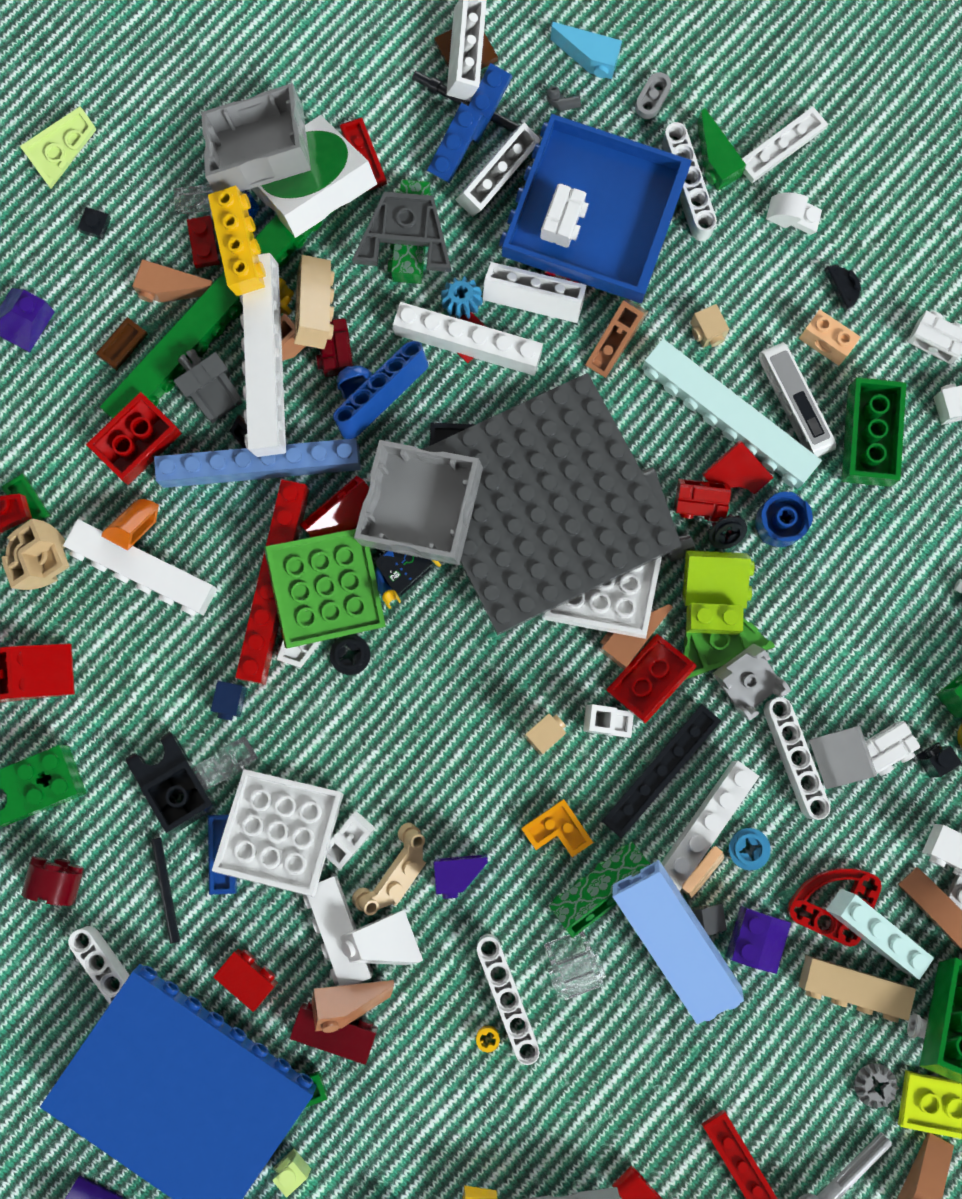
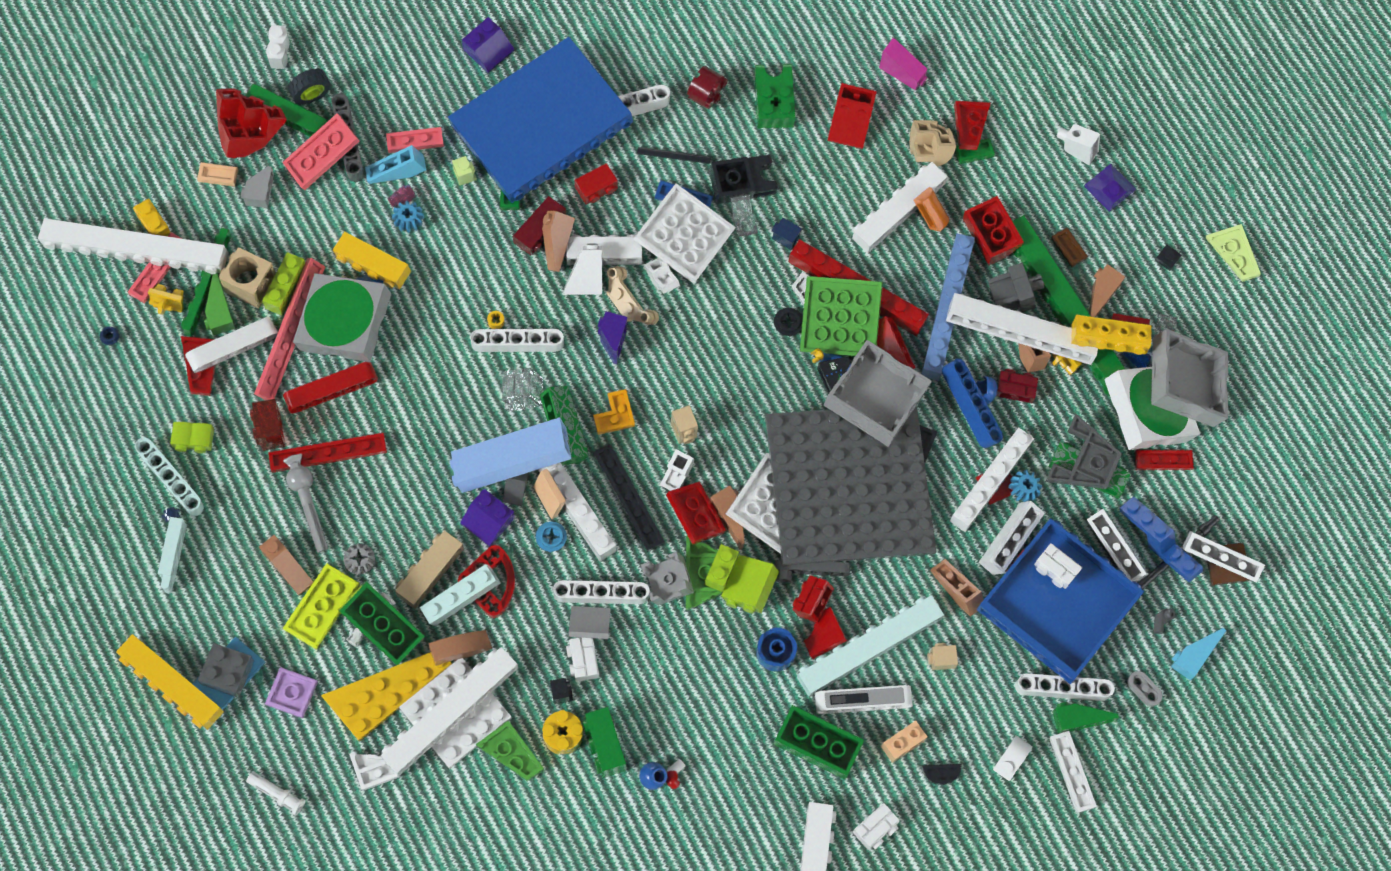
camera: 105 degrees right, 10 degrees down
(313, 302) = (1052, 377): tan brick -> none
(732, 536) = (781, 599): black gear -> none

